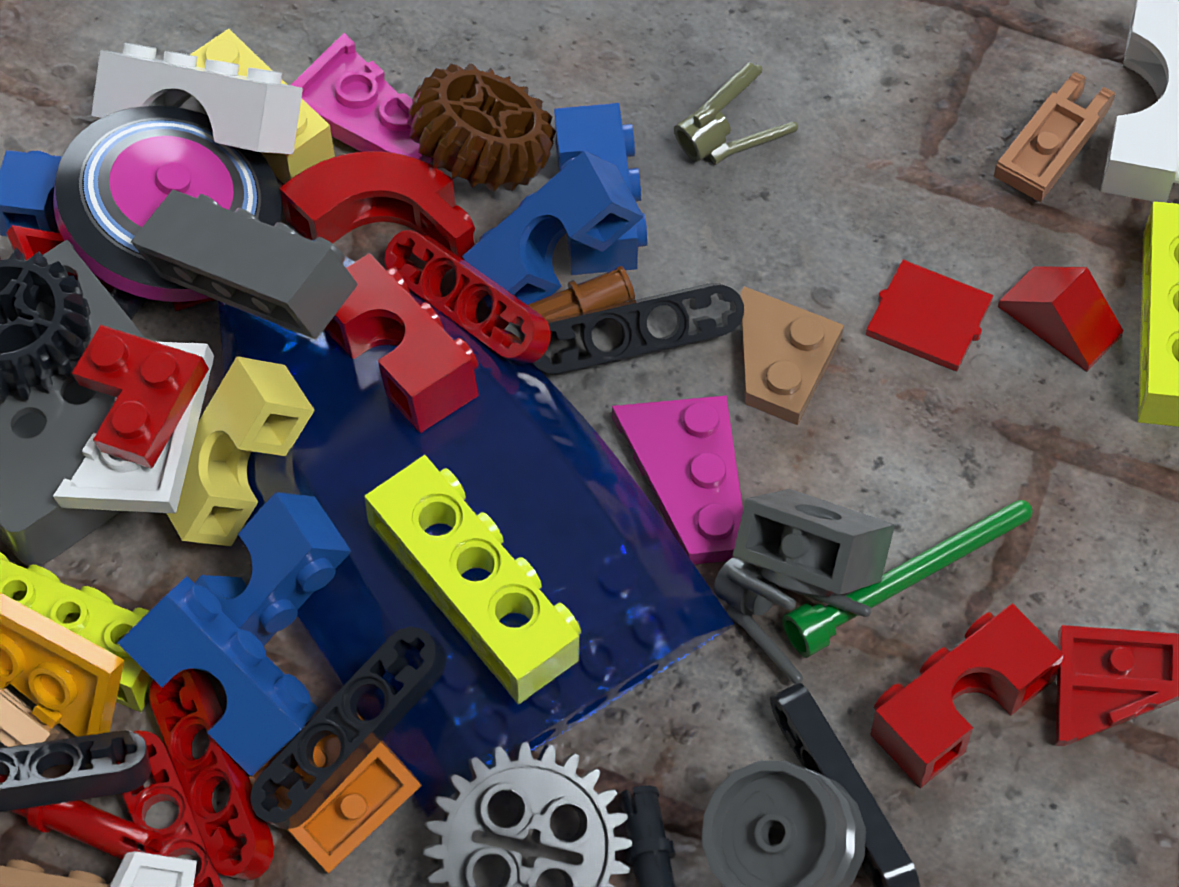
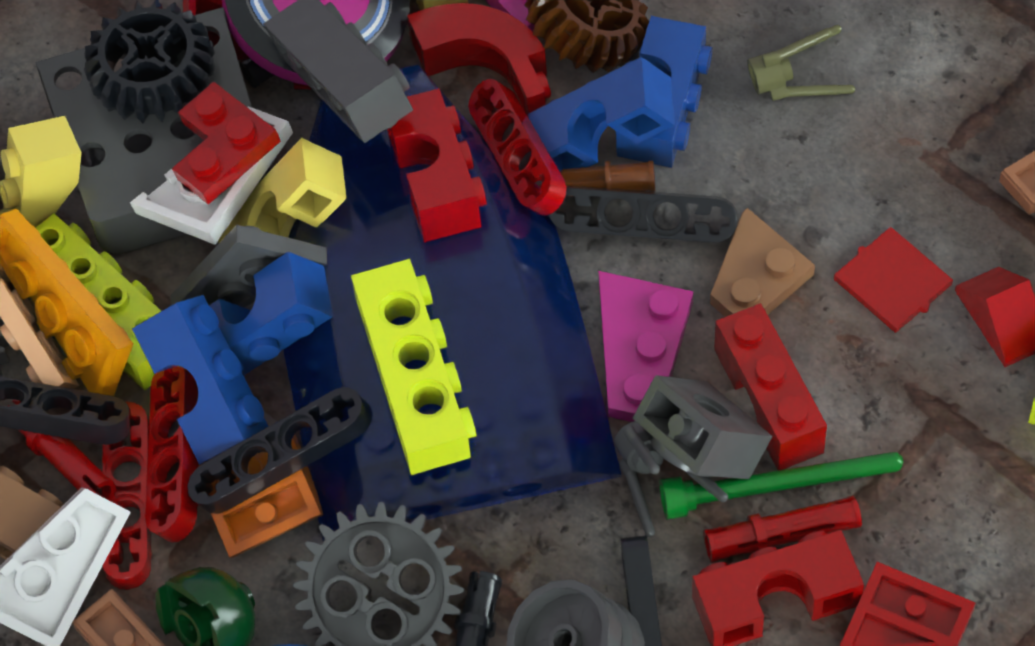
camera: 25 degrees right, 0 degrees up
(208, 530) = (233, 262): none -> dark grey wing
(826, 440) = (782, 404): none -> red arch
(921, 636) = (781, 528): none -> red pin

